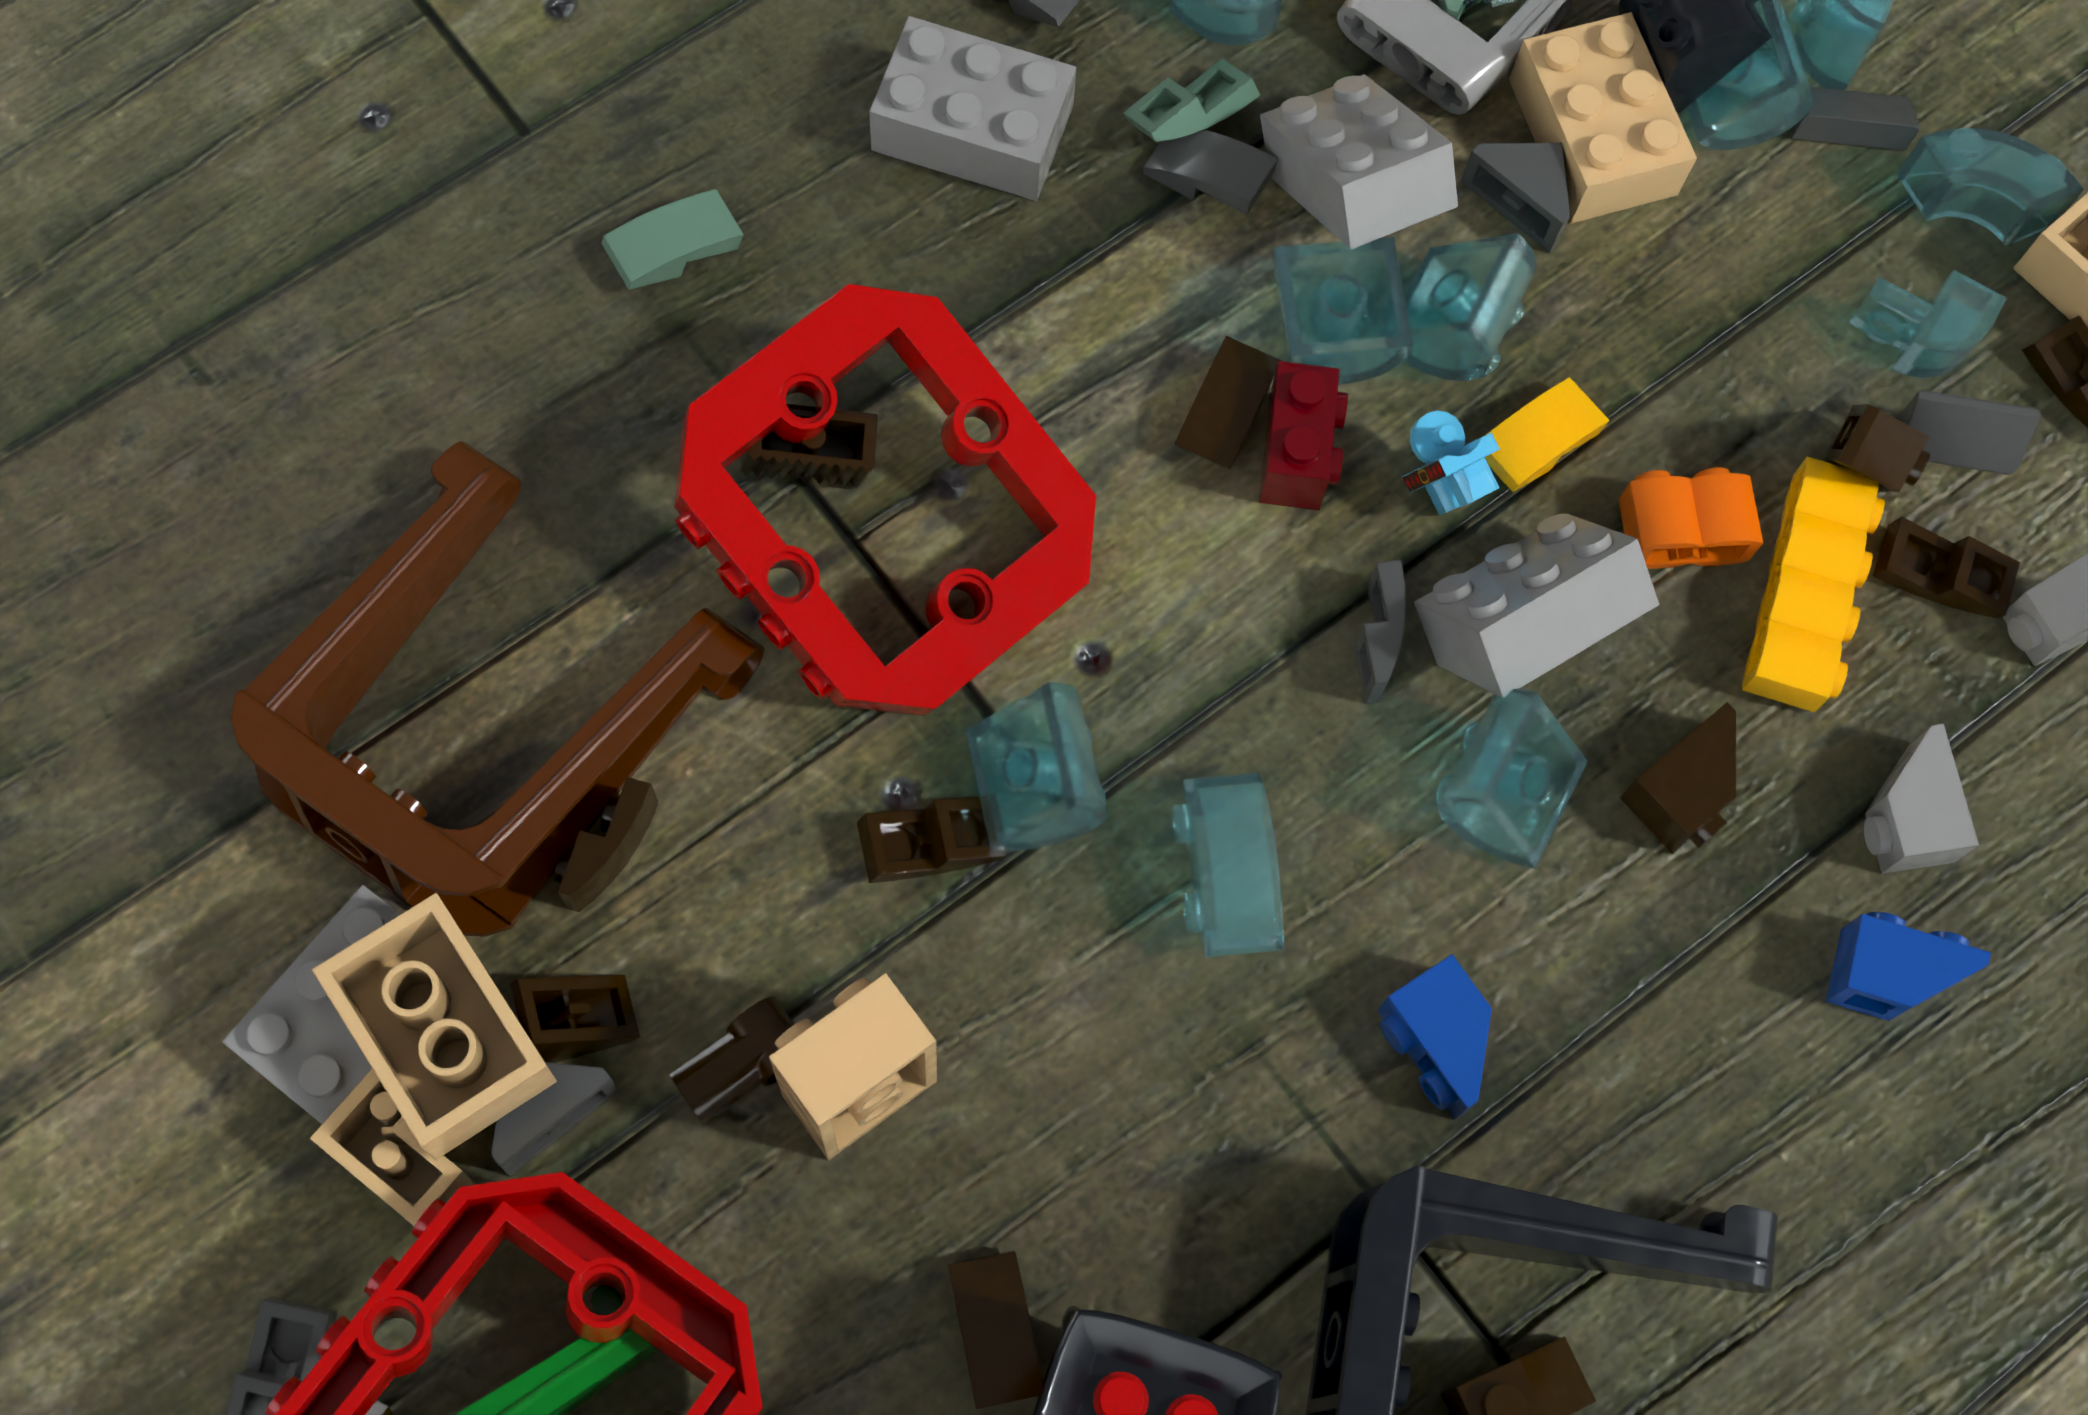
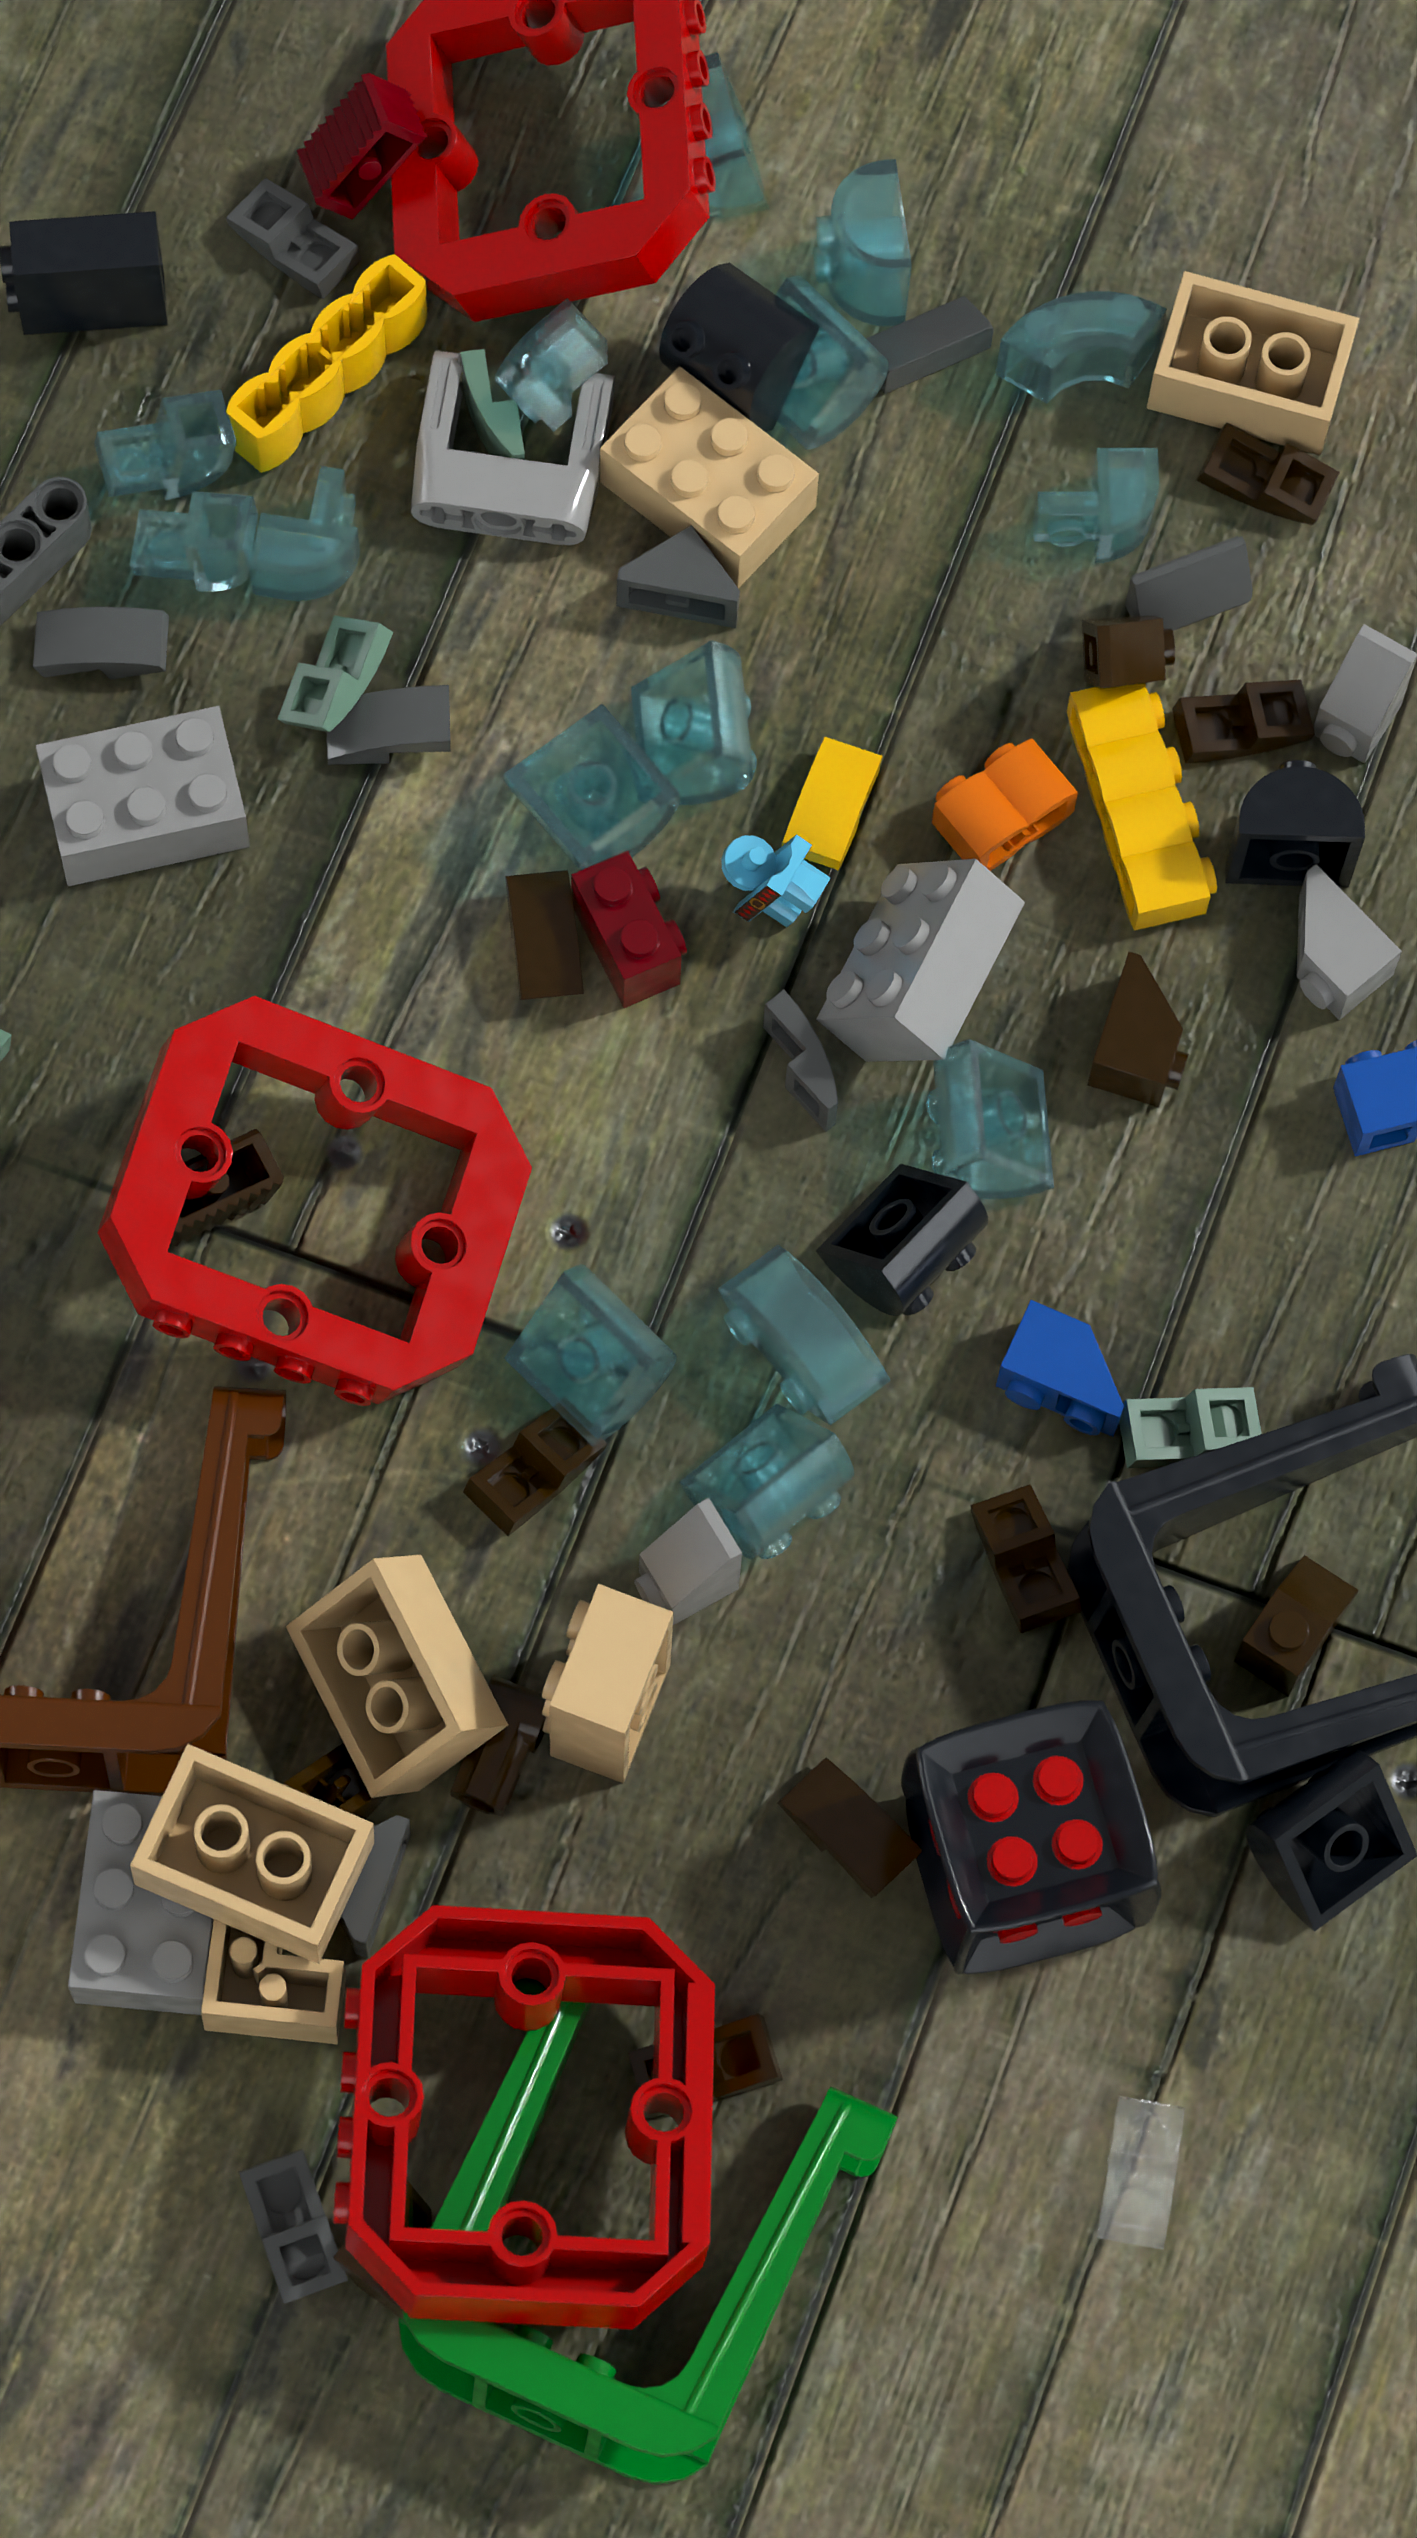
camera: 30 degrees left, 0 degrees up
(598, 860) = (266, 1651): dark brown slope -> none
(683, 945) = (396, 1675): none -> tan brick
(1000, 1005) = (690, 1564): none -> light grey slope
(1121, 974) = (772, 1480): none -> clear light blue brick
(1307, 1182) = (1025, 1558): none -> dark brown slope
(1360, 160) = (526, 648): light grey brick -> none
(1375, 835) = (905, 1239): none -> black brick
(1528, 1153) = (1176, 1429): none -> sand green slope
(1948, 676) = (1291, 824): none -> black brick

